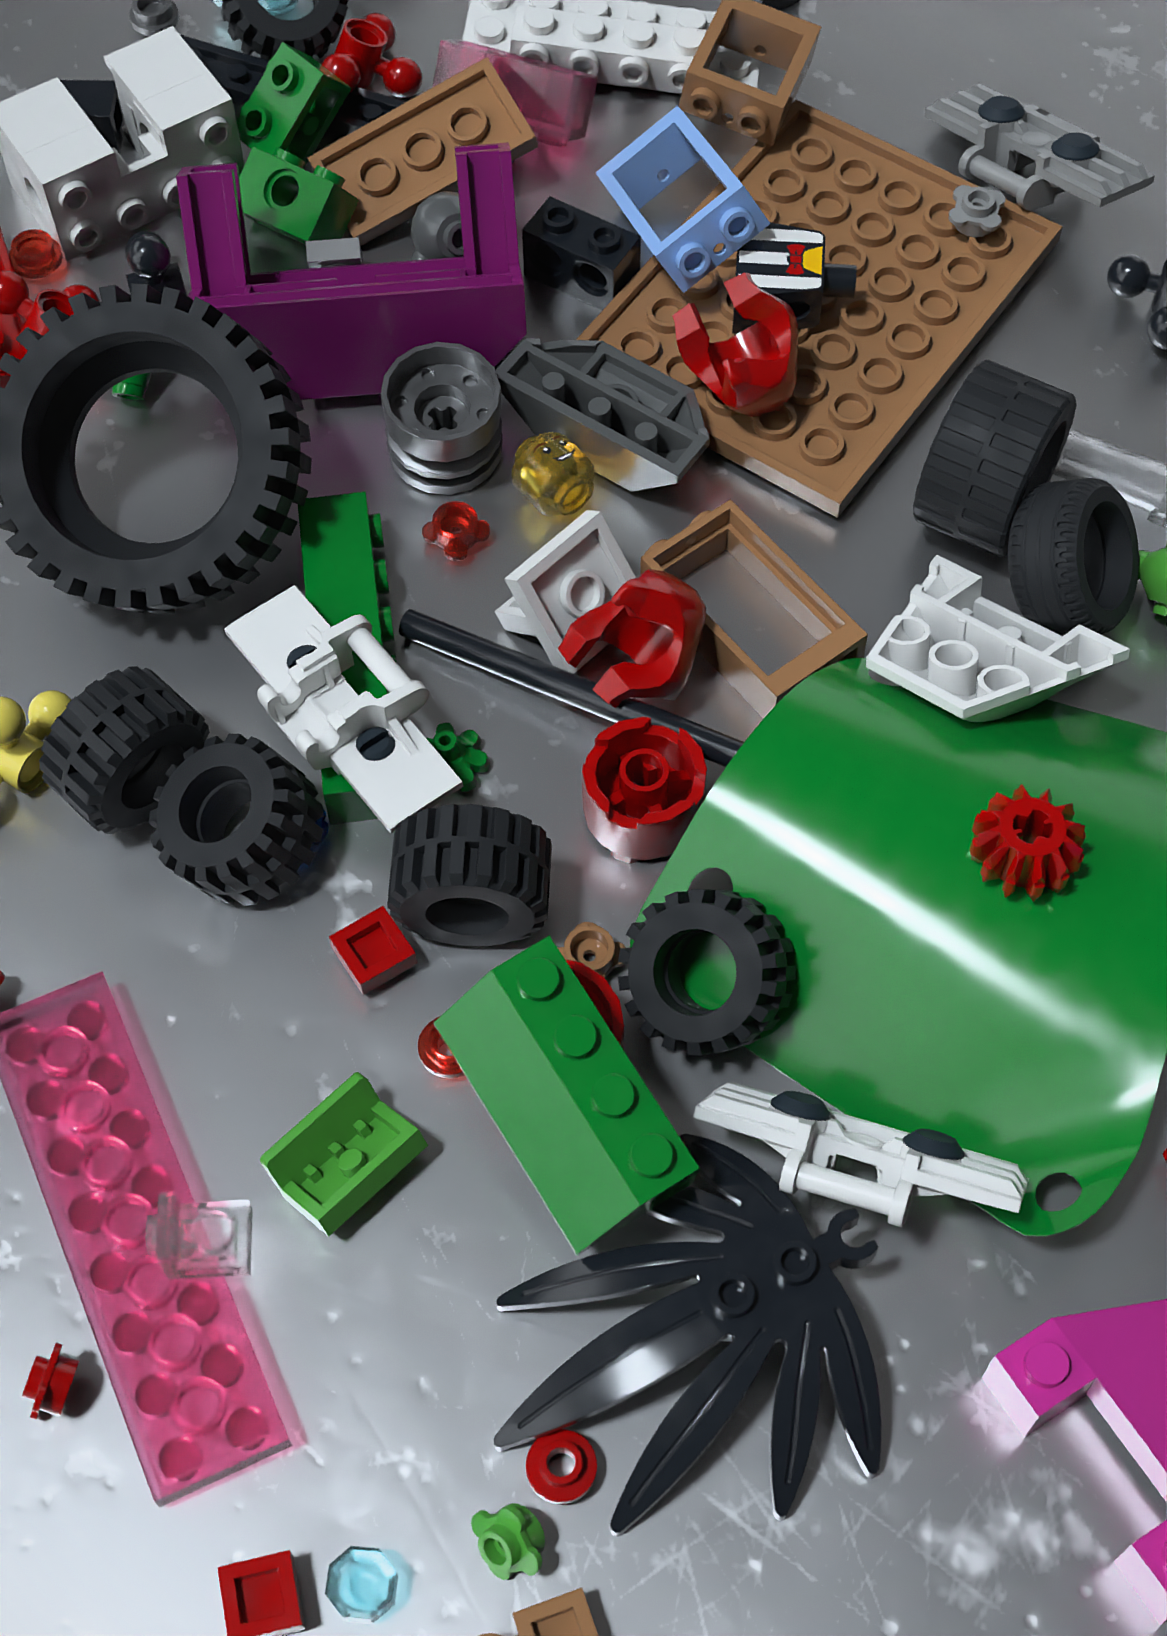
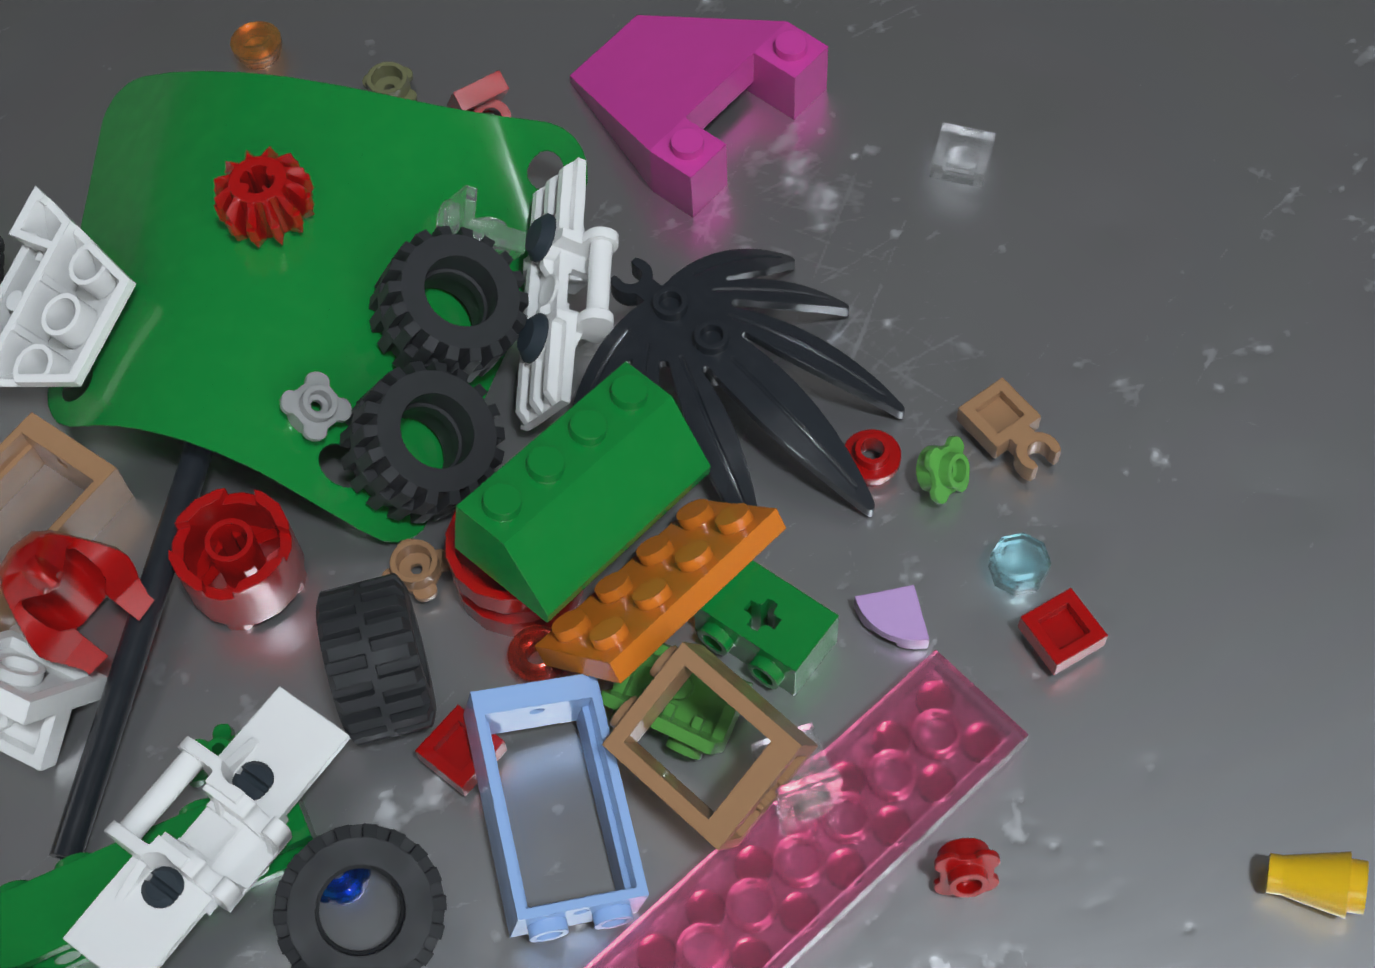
camera: 105 degrees left, 0 degrees up
(264, 1175) = (757, 787): none -> medium nougat window
(356, 1420) = (894, 616): none -> lavender tile
(369, 1300) = (776, 655): none -> green brick
(373, 1015) = (539, 705): none -> light blue window
(452, 1165) = (659, 589): none -> orange plate
(778, 864) = (300, 413): none -> light grey plate
(805, 1018) = (469, 272): none -> black tyre
(955, 1090) = (460, 212): none -> clear bracket

